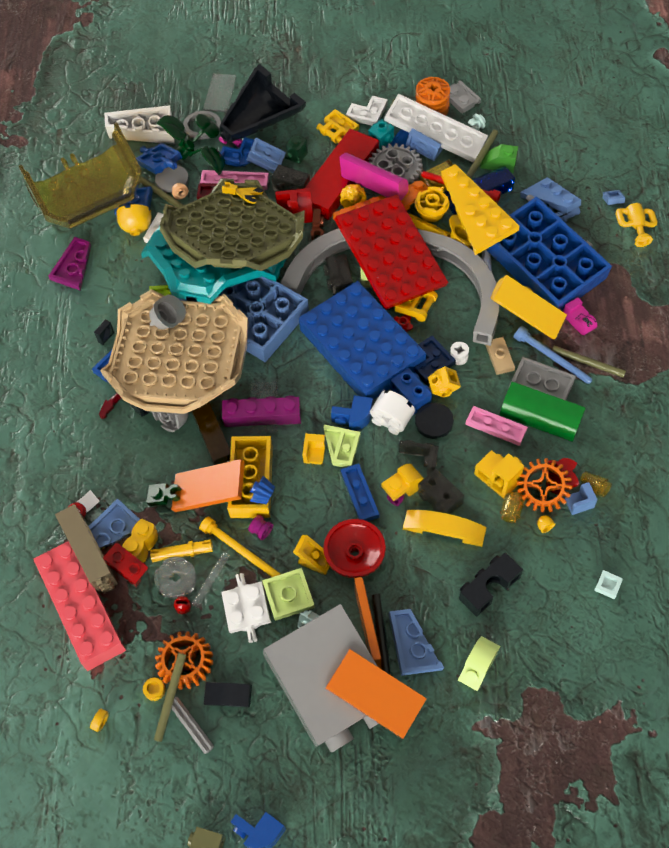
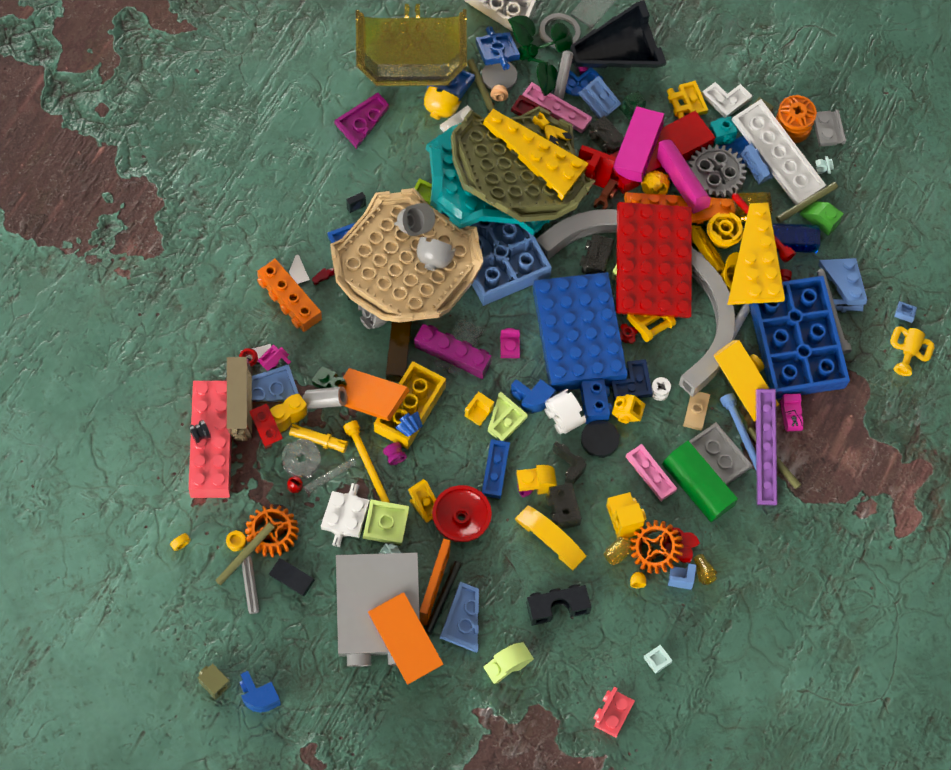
camera: 20 degrees right, 5 degrees up
(64, 602) = (199, 431): none -> black wheel
(82, 415) = (298, 271): none -> white sticker
(85, 438) = (289, 295): none -> orange brick
(98, 499) = (272, 357): none -> dark pink bracket
(168, 510) = (325, 397): none -> light grey brick
(201, 330) = (434, 253): none -> light grey cylinder
(225, 148) = (563, 74): none -> light grey axle
(245, 212) = (540, 155): none -> yellow wing
(307, 381) = (510, 343): none -> dark pink bracket
(321, 171) = (639, 144): none -> dark pink brick
(579, 354) = (766, 447): none -> medium lavender tile
(602, 656) = (614, 712): none -> coral bracket

